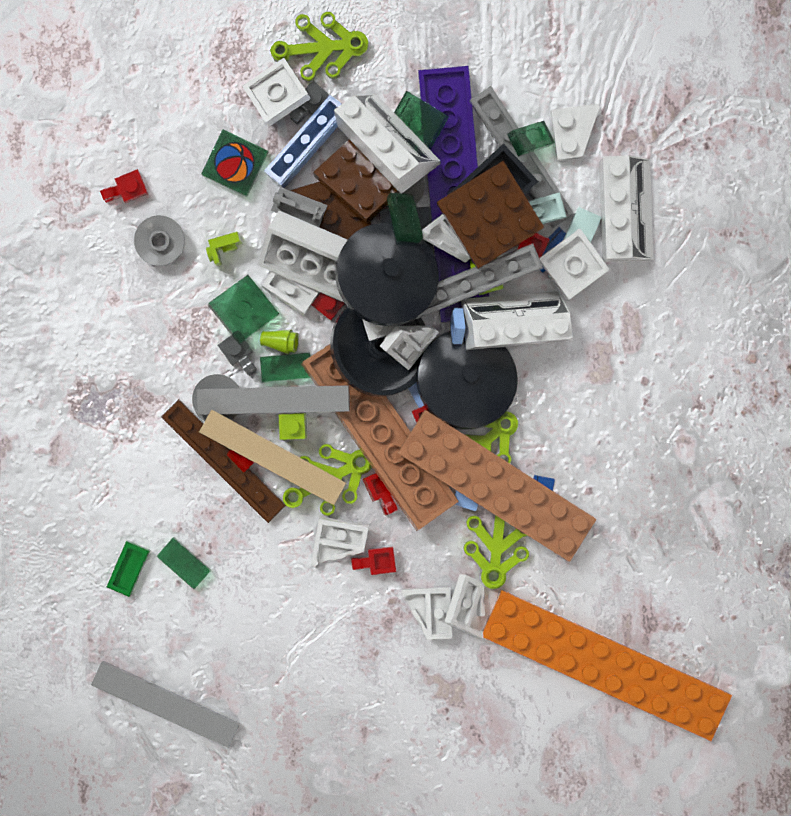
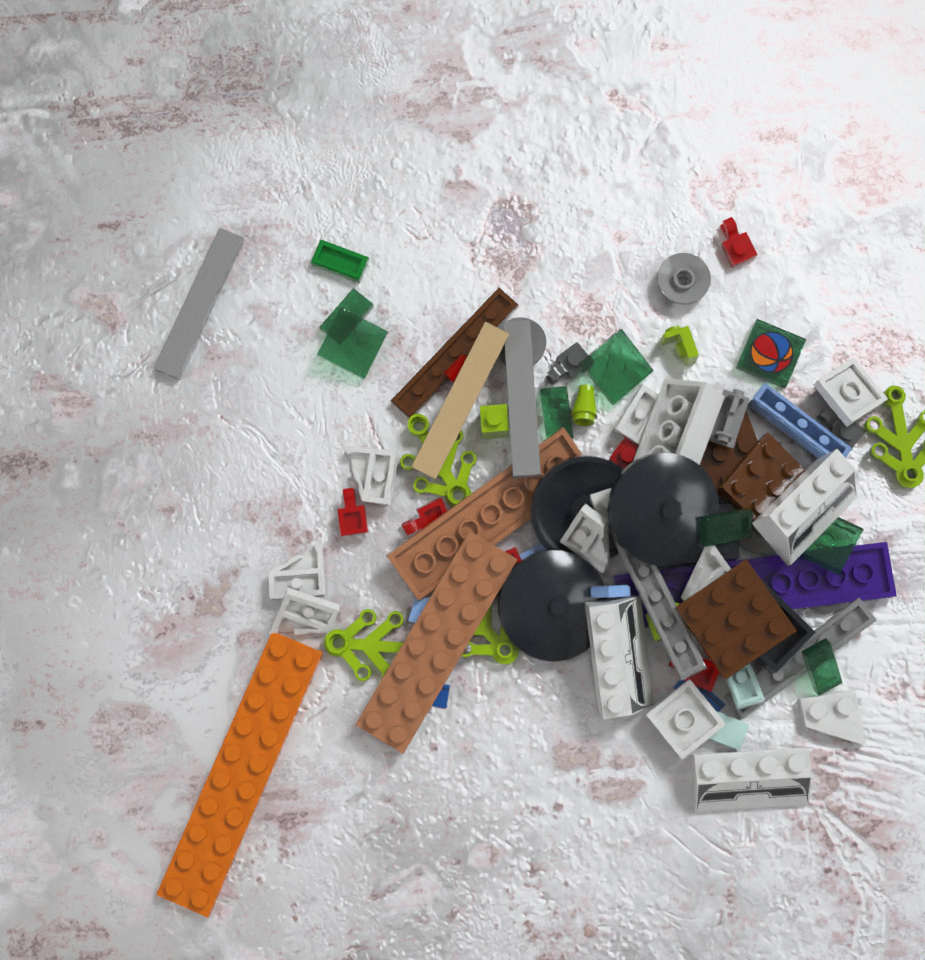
camera: 90 degrees right, 10 degrees down
(211, 558) = (352, 343): none -> clear green tile

